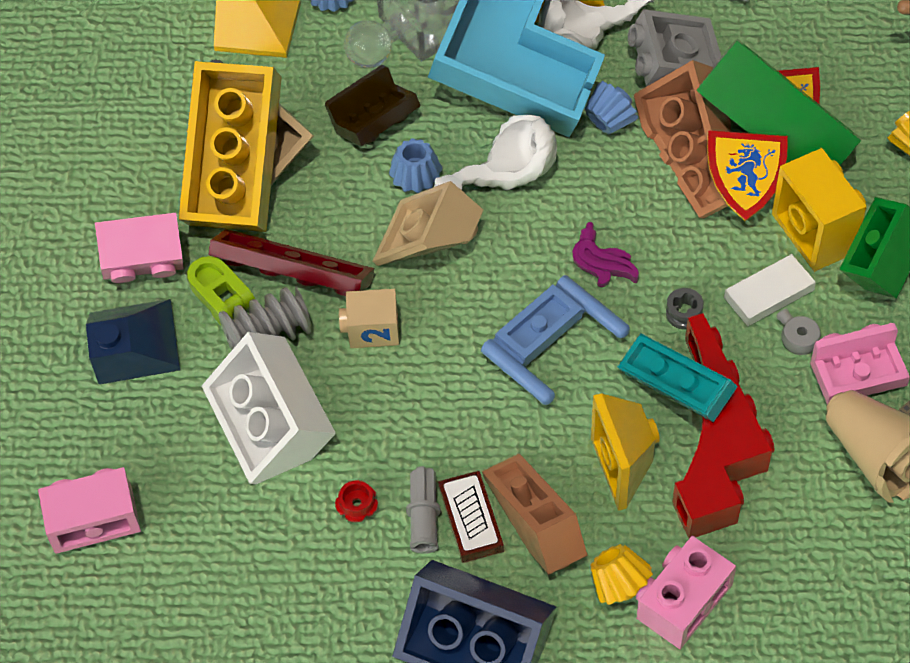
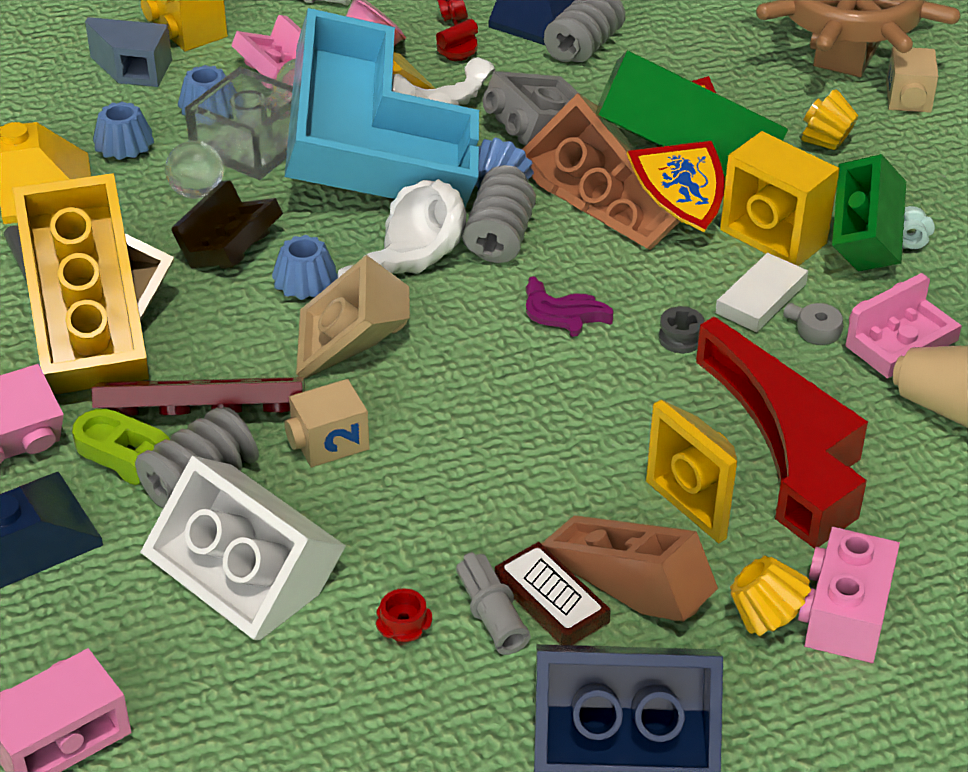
camera: 25 degrees left, 15 degrees down
(540, 326) = (531, 384): medium blue plate -> none
(587, 156) = (499, 215): none -> light grey piece
(677, 377) = (722, 382): teal tile -> none

